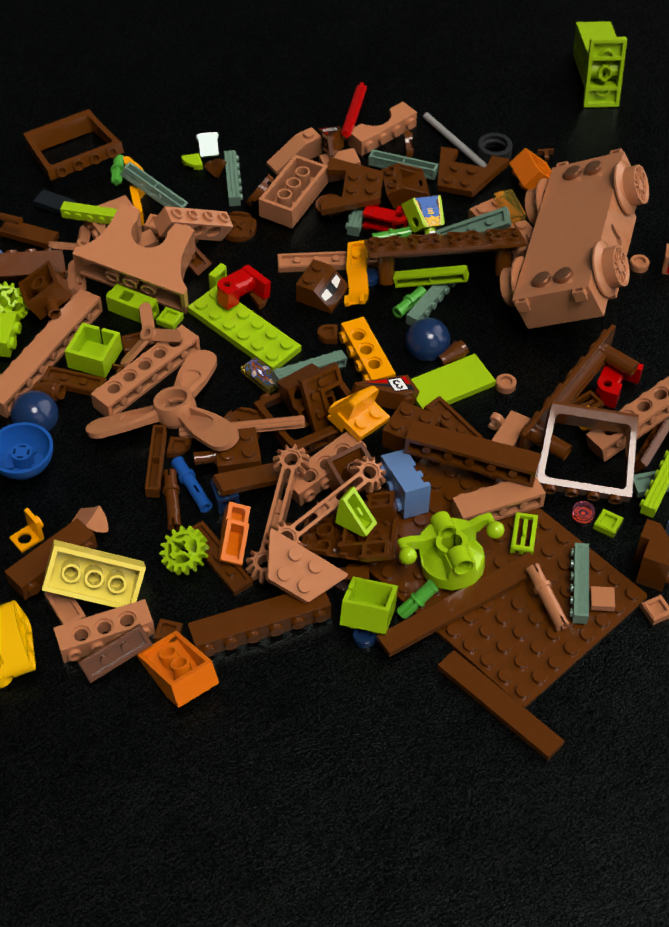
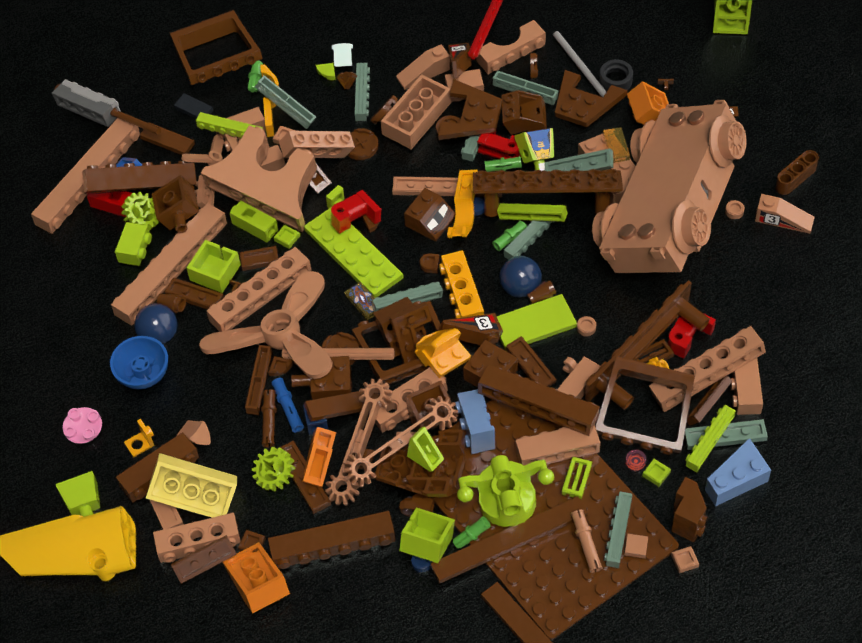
camera: 10 degrees right, 5 degrees up
(149, 334) = (264, 254): nougat piece -> none
(298, 569) = (368, 498): nougat wing -> none

